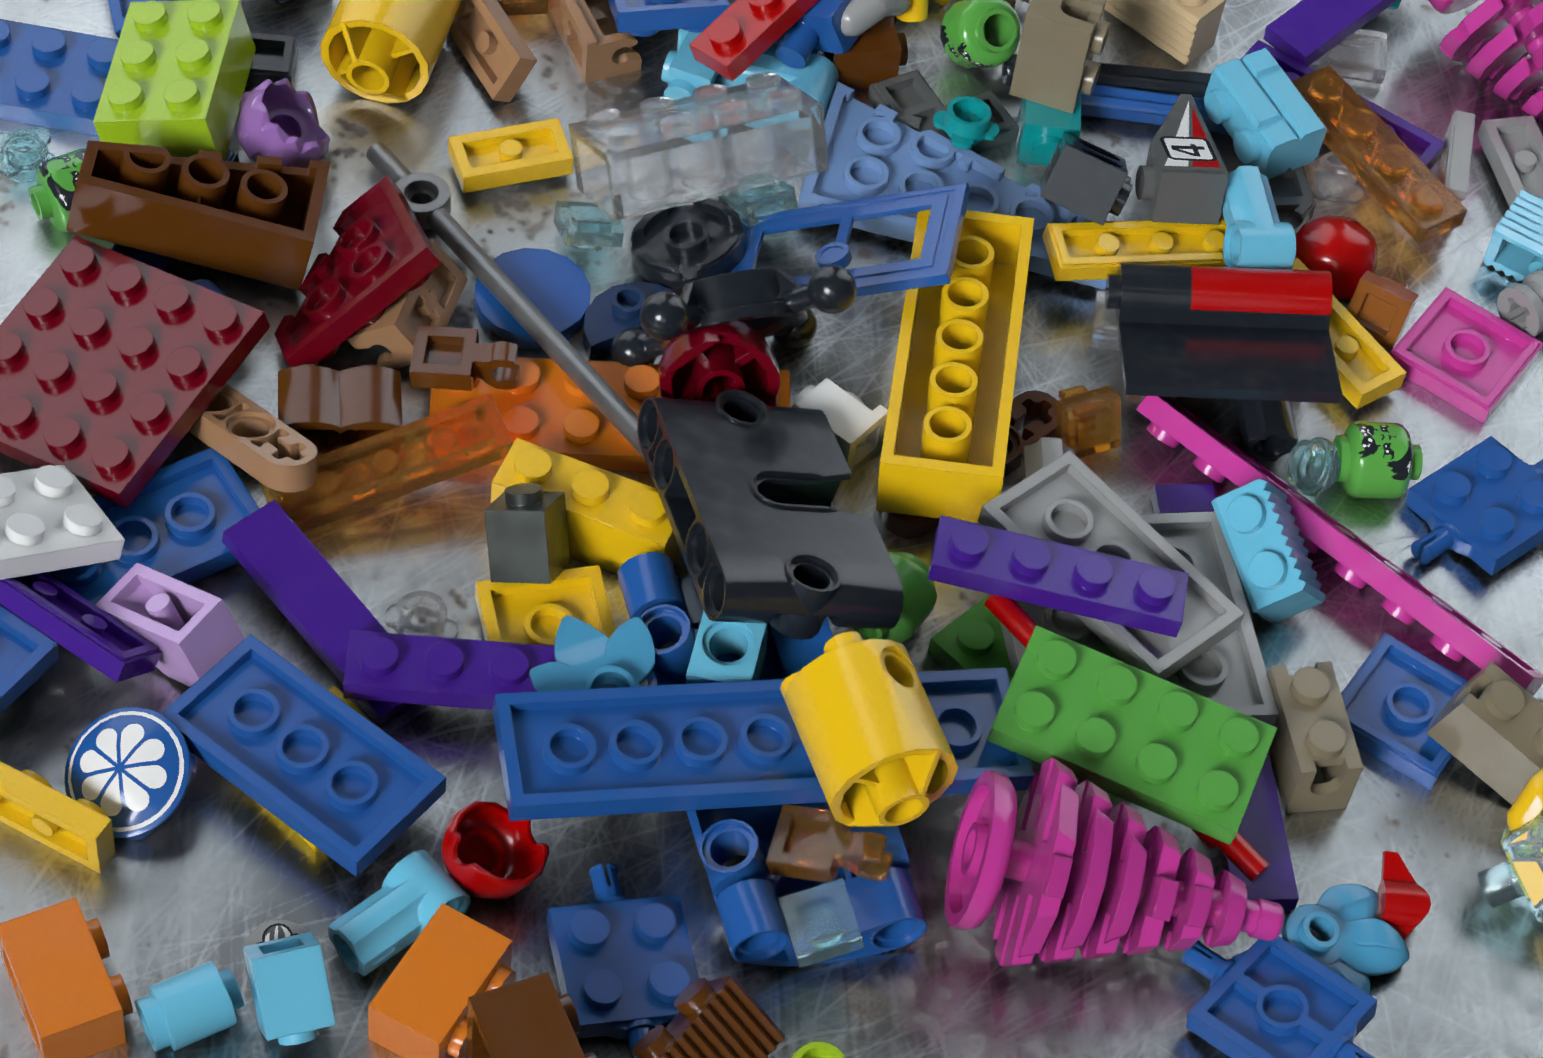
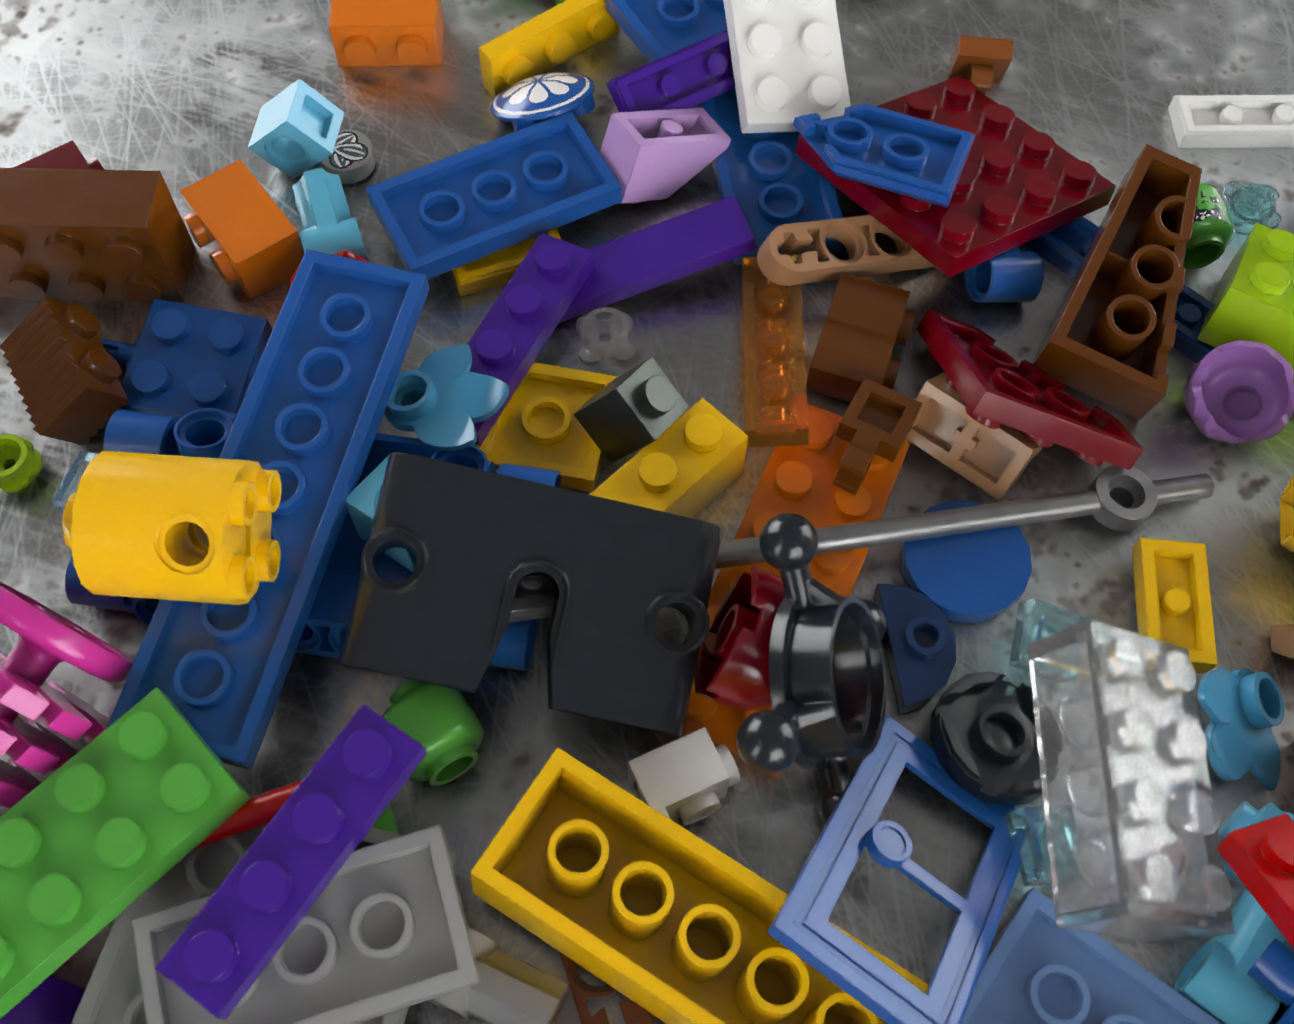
camera: 120 degrees right, 10 degrees up
(142, 389) = (890, 151): none -> blue tile
(189, 1006) = (331, 74): medium azure brick -> none
(581, 97) = (1242, 714): none -> dark azure plate

